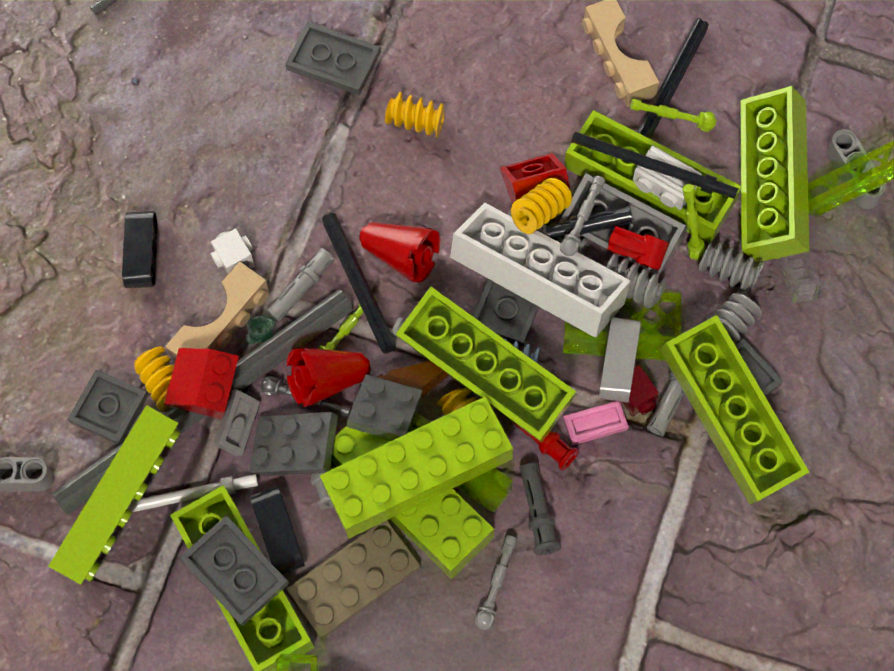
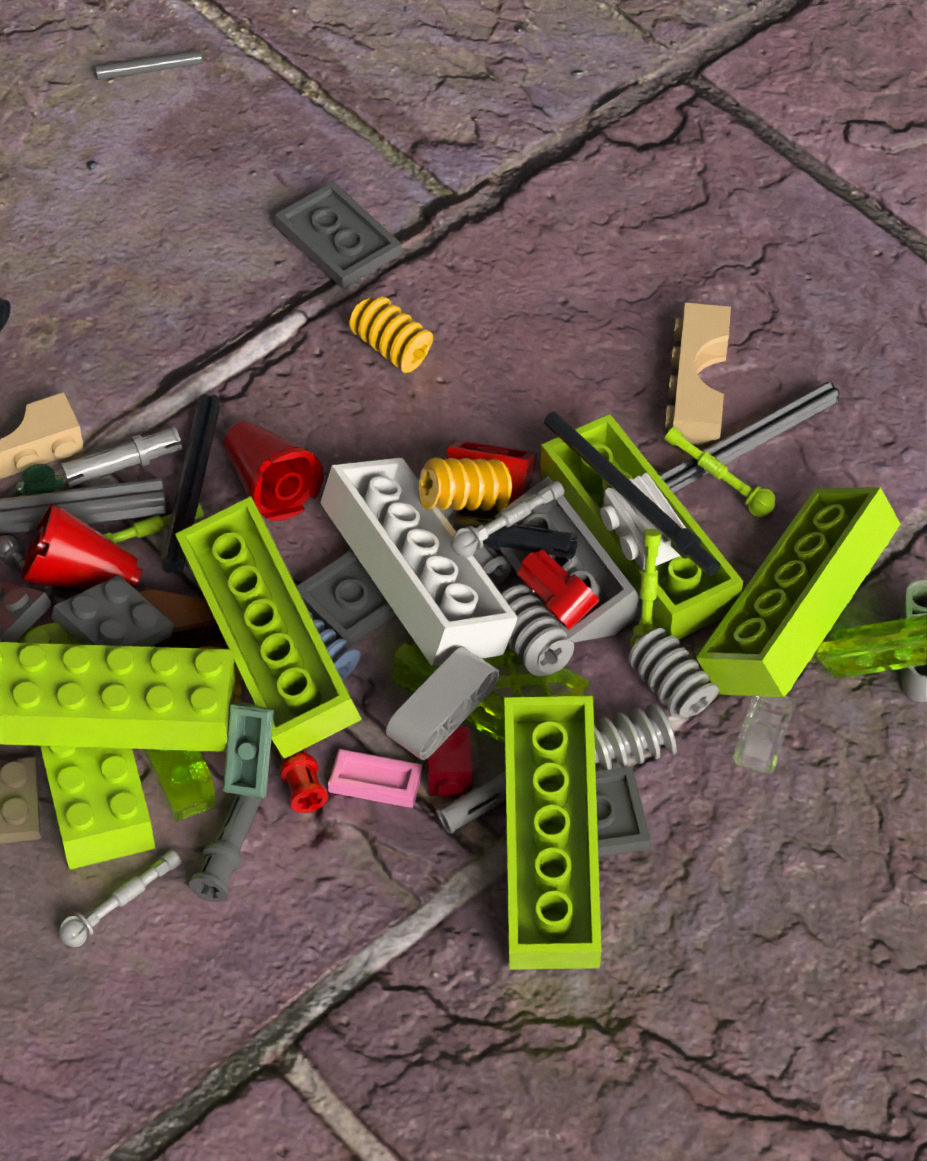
camera: 25 degrees right, 15 degrees down
(230, 249) = (69, 376): white brick -> none
(527, 452) = (248, 750): none -> sand green slope

